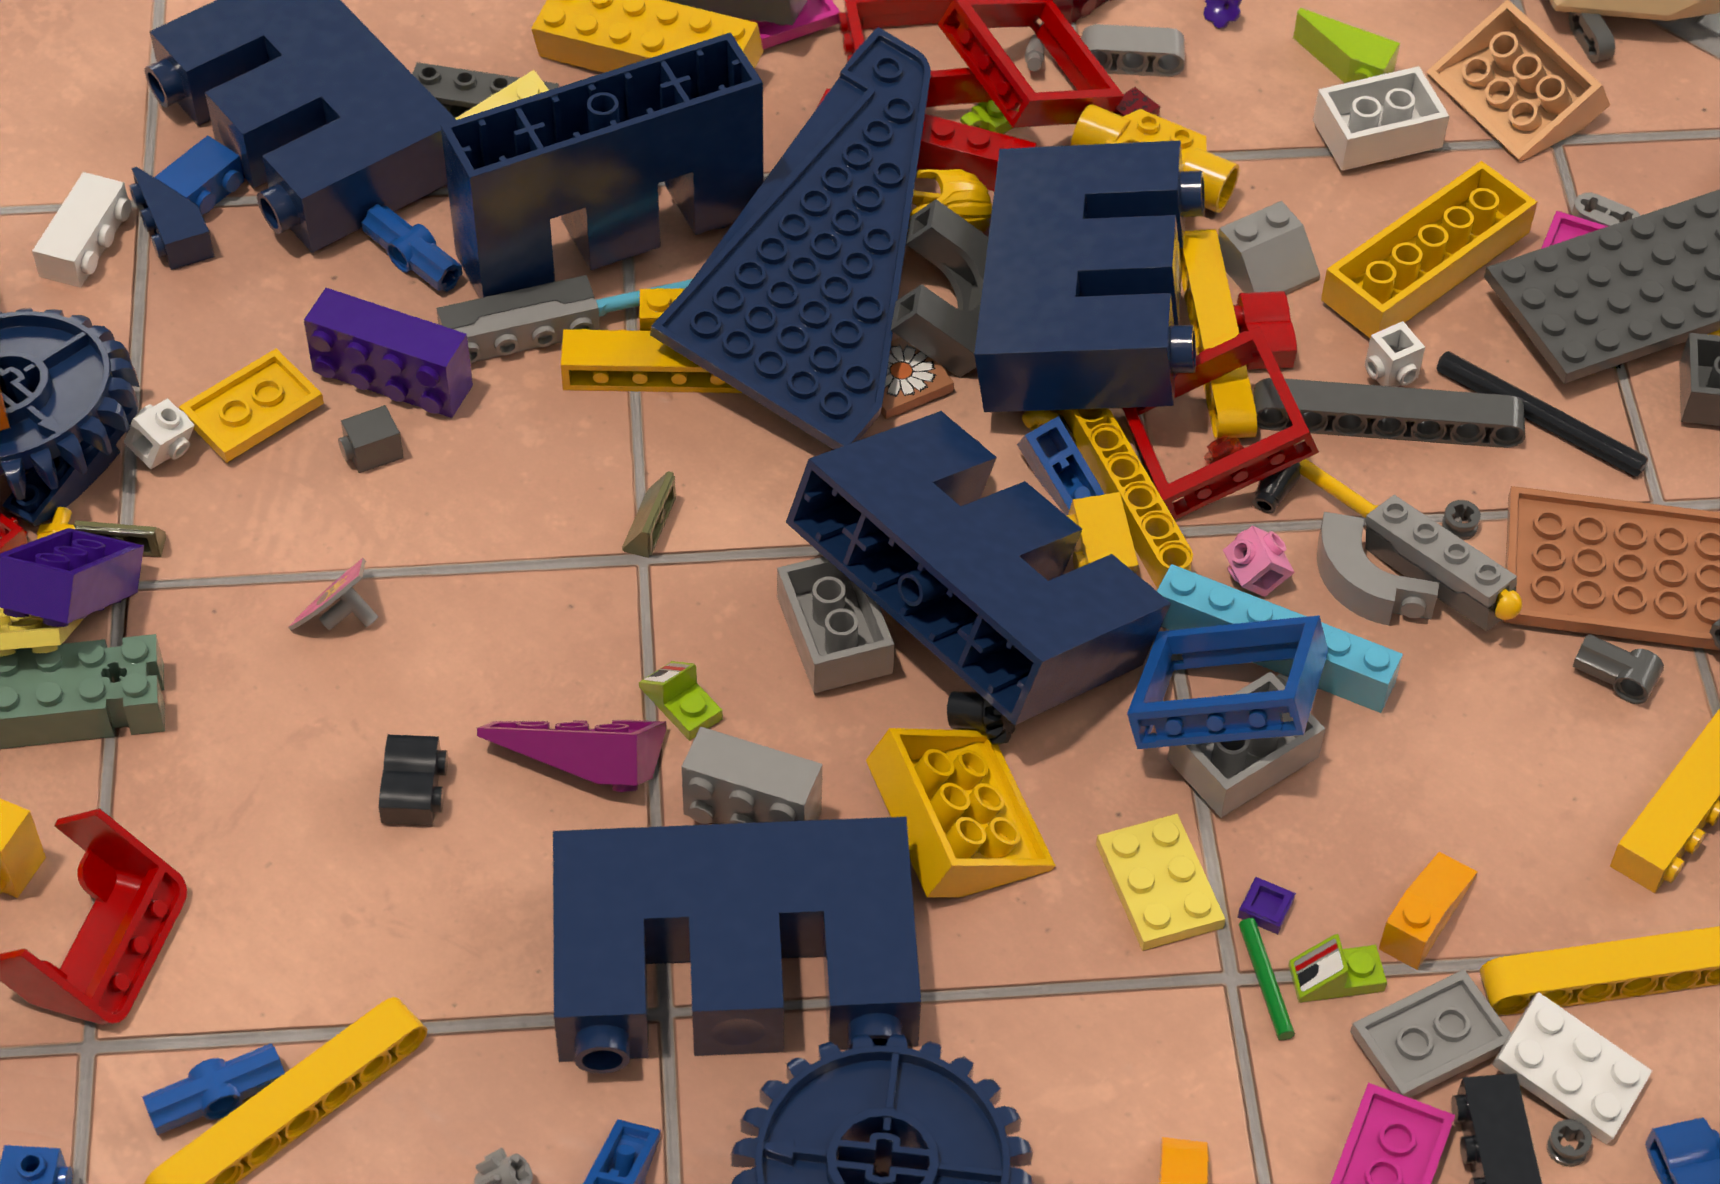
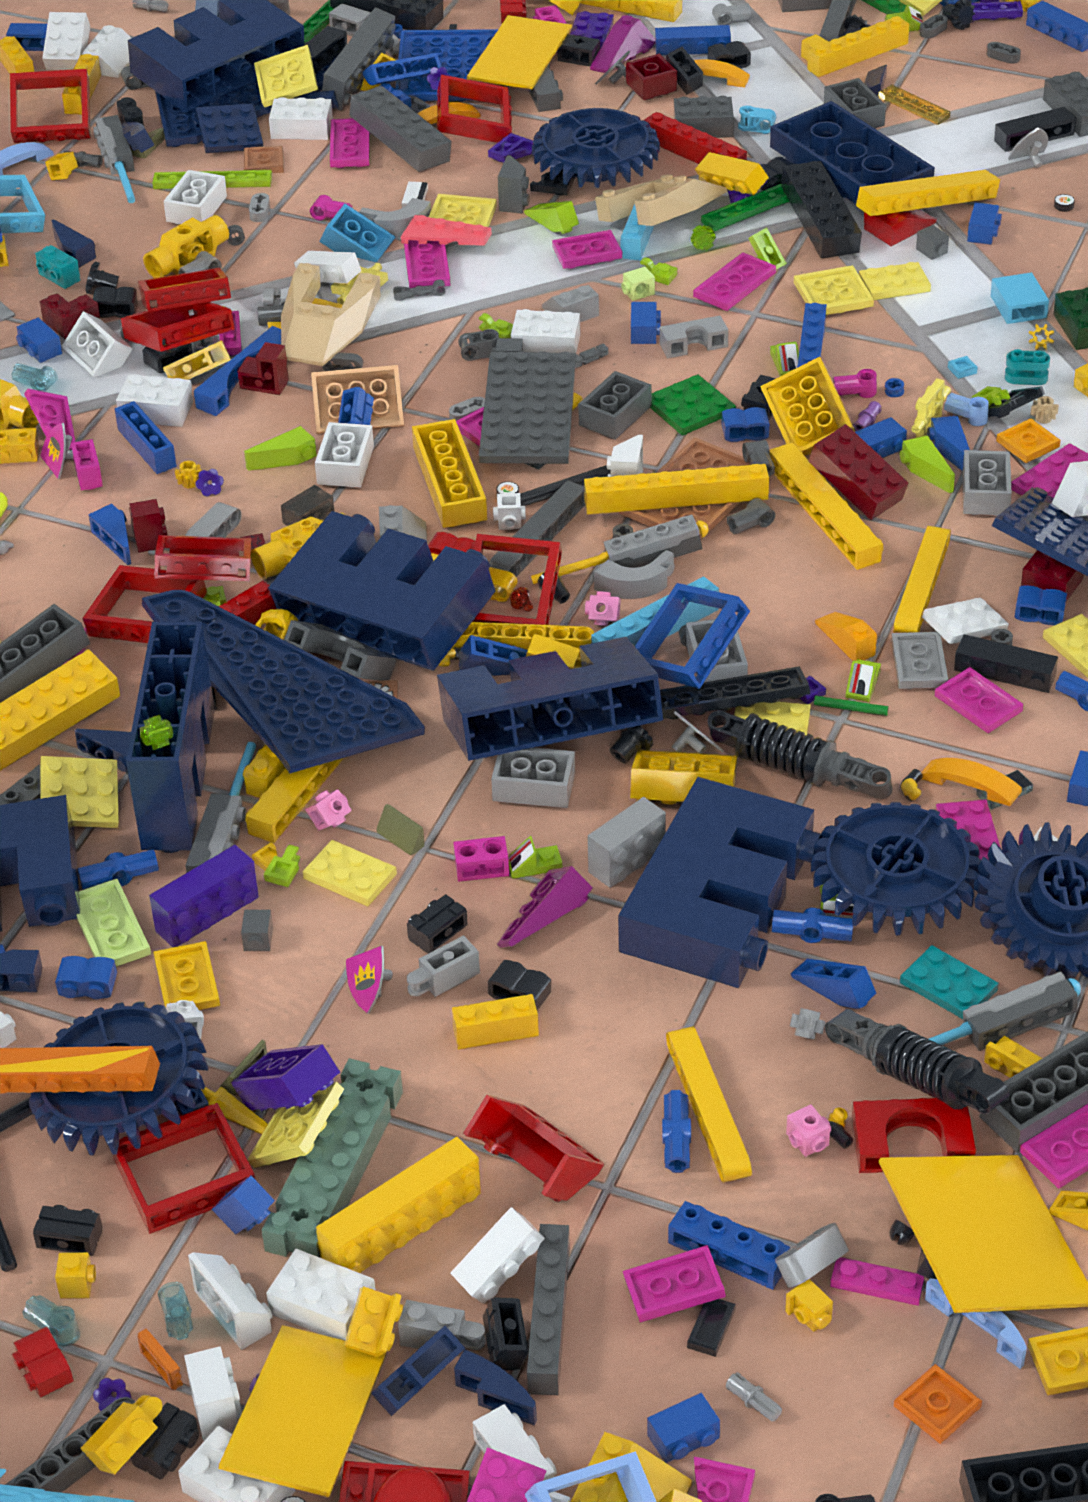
camera: 60 degrees left, 10 degrees down
(200, 302) = (86, 977): none -> blue brick
(286, 295) = (111, 924): none -> yellowish green plate
(324, 778) = (495, 1021): none -> yellow brick
(392, 674) = (444, 968): none -> light grey brick
(484, 631) = (436, 923): none -> black brick
(501, 129) = (156, 732): none -> clear neon green gear
(504, 417) = (283, 870): none -> lime plate
(525, 393) = (264, 856): none -> yellow tile
(543, 495) = (349, 873): none -> light yellow plate
(627, 407) = (328, 809): none -> bright pink brick
(636, 633) = (481, 858): none -> dark pink brick
(719, 1099) = (812, 925): none -> blue piece
(1056, 786) = (688, 738): none -> light grey shield
(1079, 942) = (798, 754): none -> black piece
(1126, 1128) = (909, 784): none -> yellow arm
(1163, 796) = (734, 692): none -> black plate
(1237, 129) = (309, 503): none -> clear smoke brick
(1458, 339) = (507, 487): none -> white tile
(1474, 89) = (356, 407): none -> blue brick
(1589, 540) = (676, 489): none -> yellow brick
(1600, 455) = (627, 457): none -> white slope

